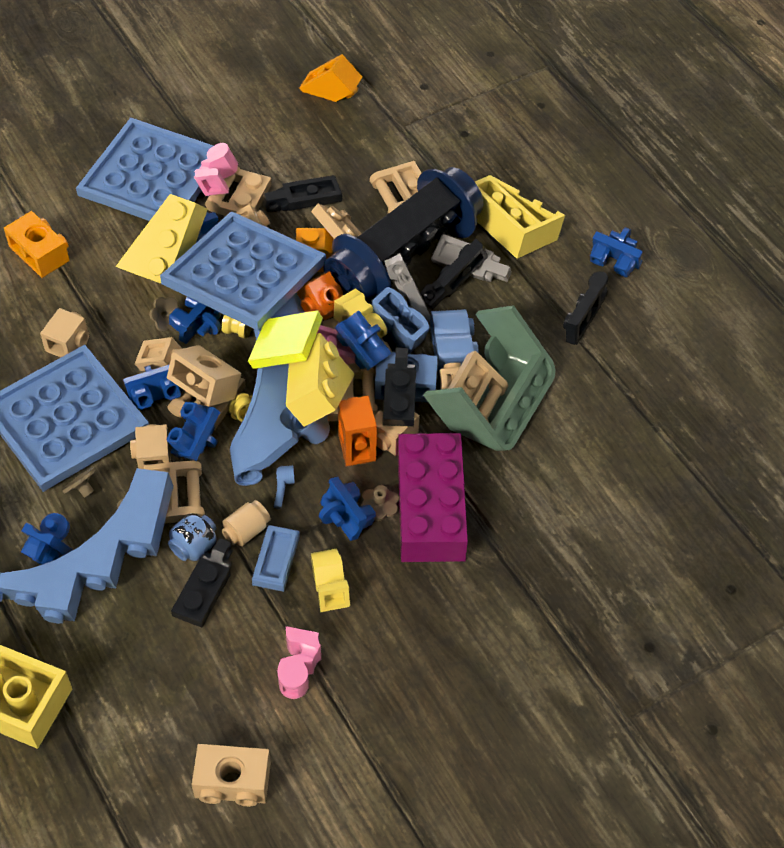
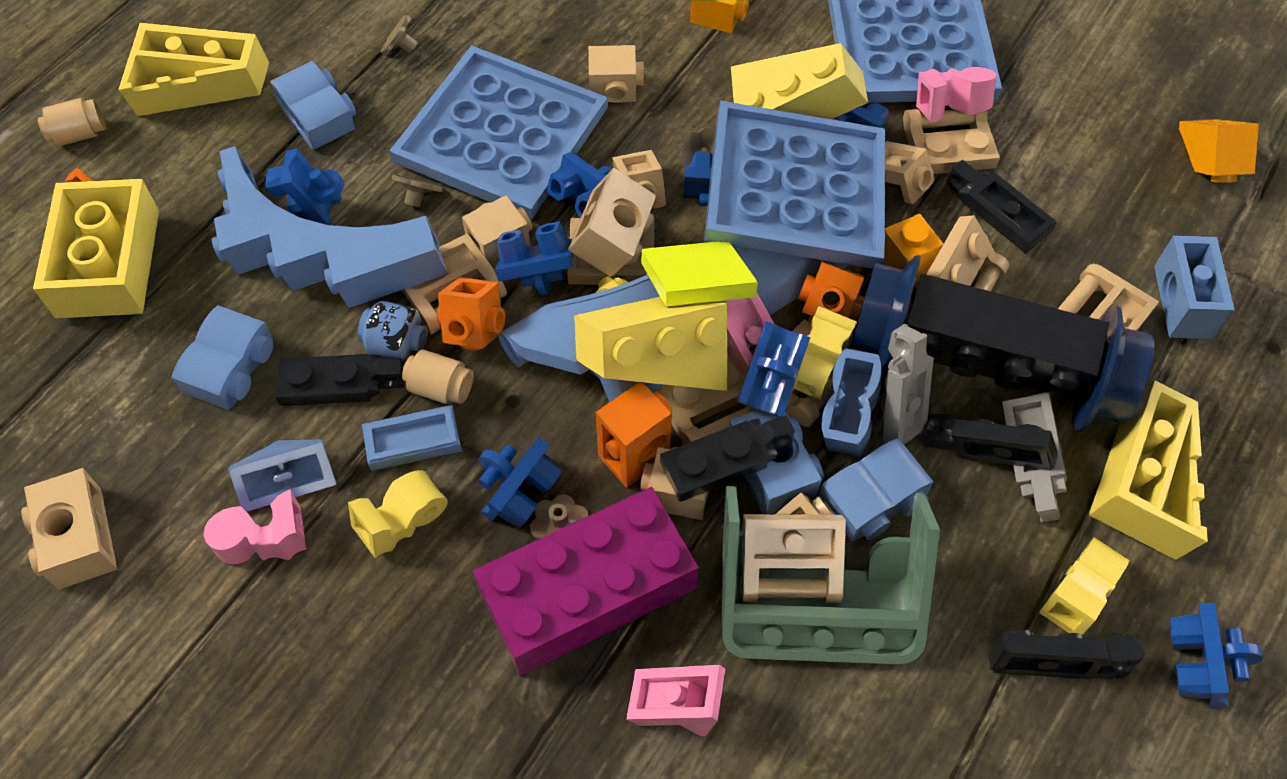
camera: 65 degrees right, 5 degrees up
(151, 642) = (223, 357): none -> medium blue brick
(215, 482) = (470, 313): none -> orange brick
(259, 635) = (281, 467): none -> medium blue slope
(285, 475) = (533, 387): medium blue hand -> none
(416, 141) = (1193, 287): none -> medium blue brick
(525, 479) = (677, 697): none -> bright pink slope
(562, 282) = (1085, 588): none -> light yellow leg

